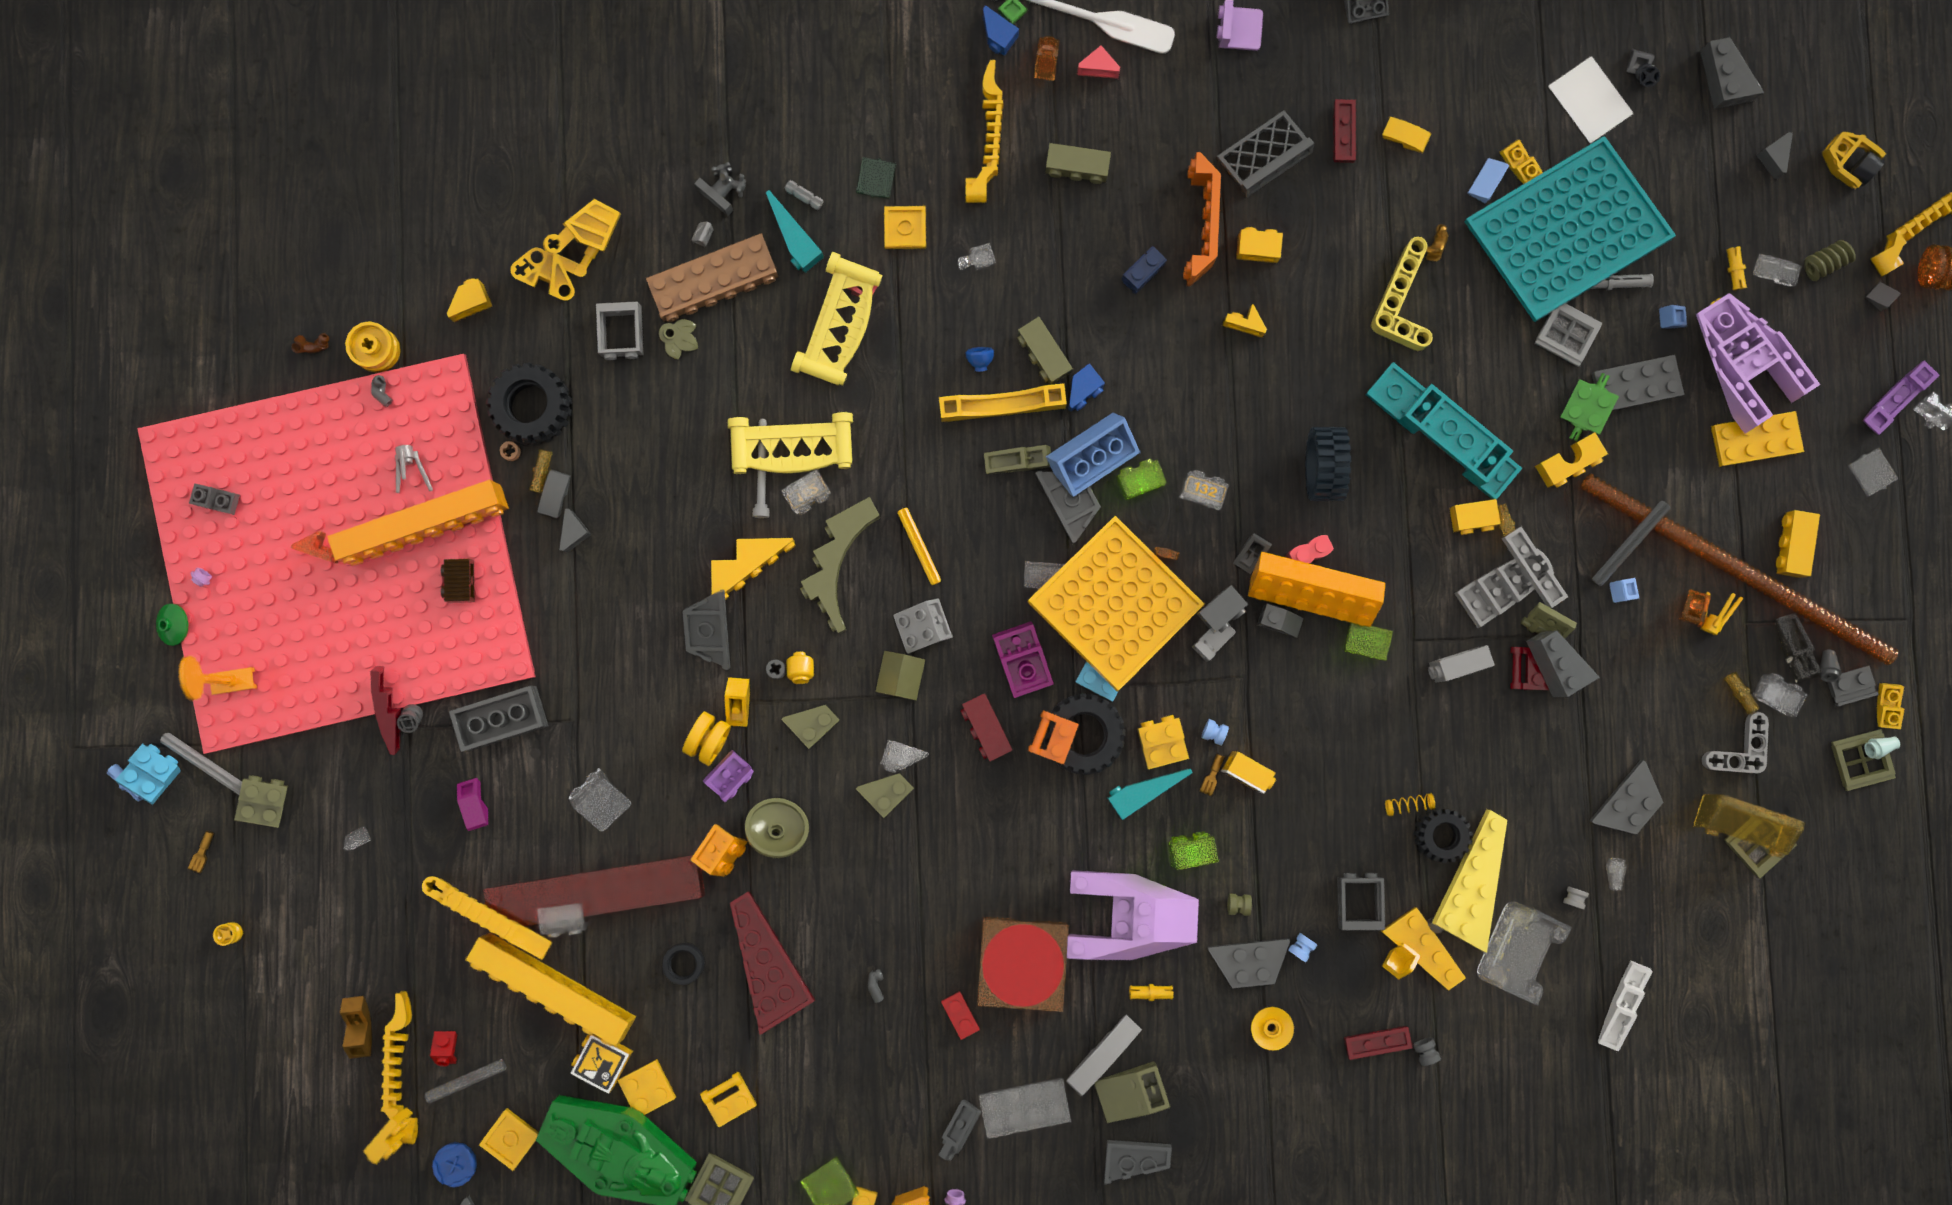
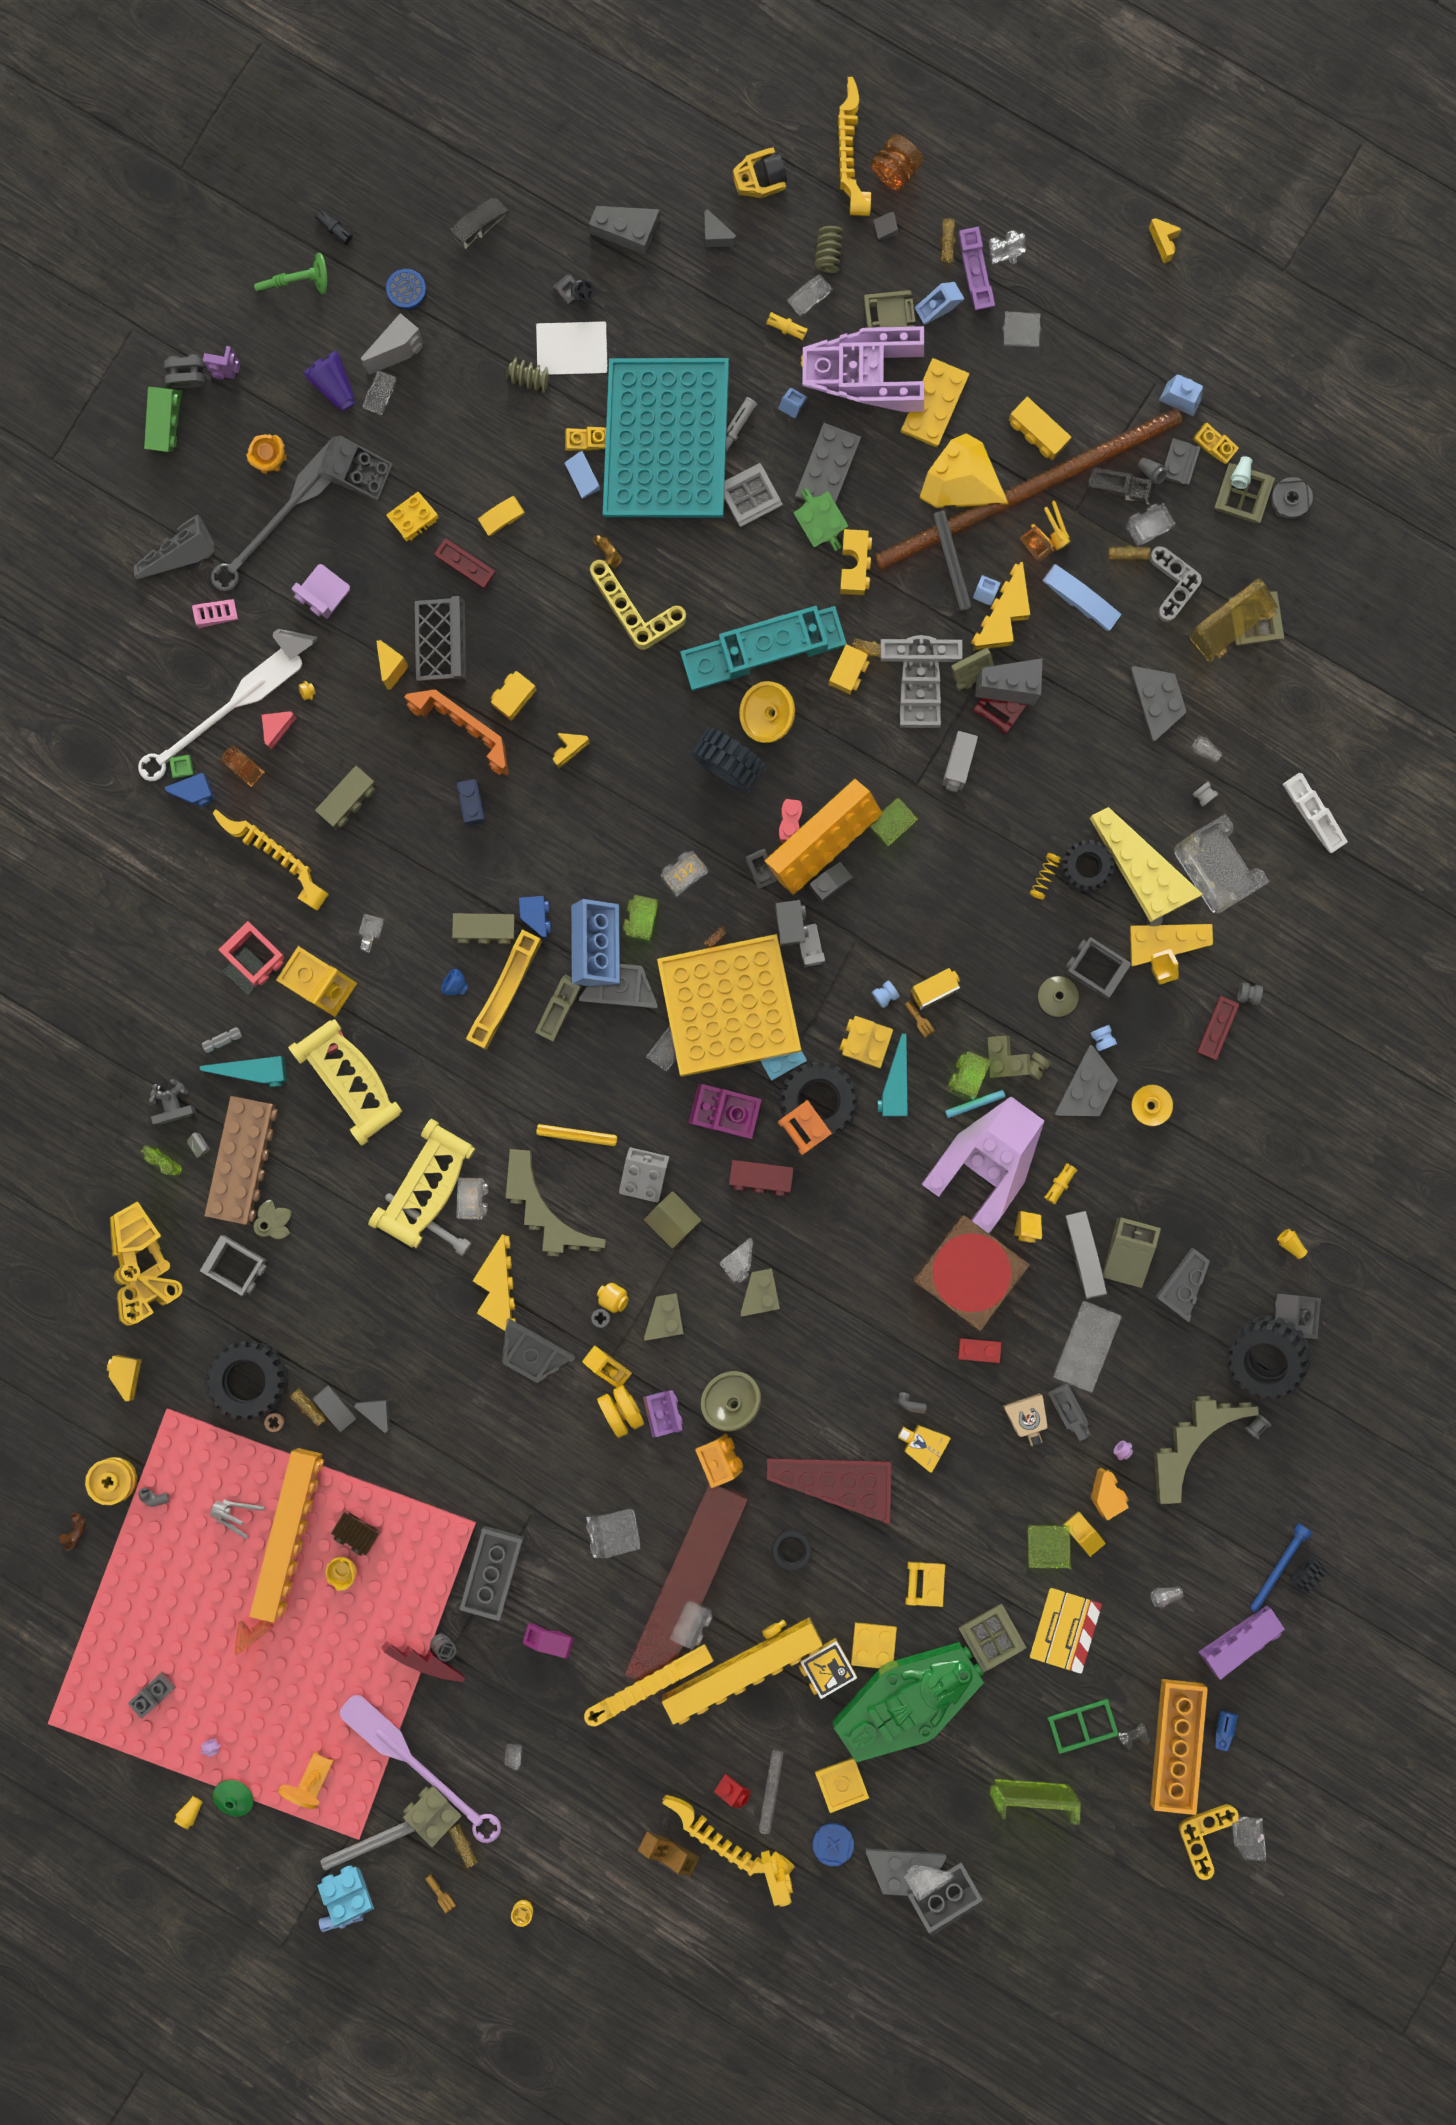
camera: 55 degrees left, 0 degrees up
(135, 595) = (188, 1814): none -> yellow cone
(253, 845) = (462, 1846): none -> clear yellow pin
(301, 726) = (390, 1742): none -> lavender piece
(416, 590) = (341, 1573): none -> yellow hair
(605, 992) = (773, 1629): none -> yellow piece
(668, 216) = (155, 1156): none -> clear neon green plate
(847, 1021) = (924, 1445): none -> yellow torso
(897, 152) = (237, 940): none -> coral window
(905, 260) = (332, 991): none -> yellow slope
(929, 1096) = (1028, 1417): none -> tan torso
(1094, 989) = (1028, 1227): none -> yellow slope
(1146, 70) = (306, 690): none -> yellow plate
(1171, 872) = (975, 1104): none -> medium azure bar
(1179, 32) = (293, 642): none -> light grey slope
(1216, 125) = (391, 664): none -> yellow slope
(1223, 874) = (1002, 1062): none -> olive plate
(1304, 876) = (1048, 1000): none -> olive dish
(1355, 60) = (412, 516): none -> yellow hinge
(1391, 460) = (757, 712): none -> yellow dish
(1542, 77) = (528, 375): none -> olive piece
(1622, 620) = (1011, 607): none -> yellow slope
(1675, 677) = (1081, 597): none -> light blue slope
(1710, 504) = (962, 476): none -> yellow wedge
(1814, 346) = (891, 309): none -> olive container
(1848, 385) = (939, 302): none -> light blue slope
(1876, 800) = (1284, 507): none -> dark grey plate
(1907, 357) = (948, 240): none -> clear yellow pin
(1915, 649) = (1182, 394): none -> light blue torso

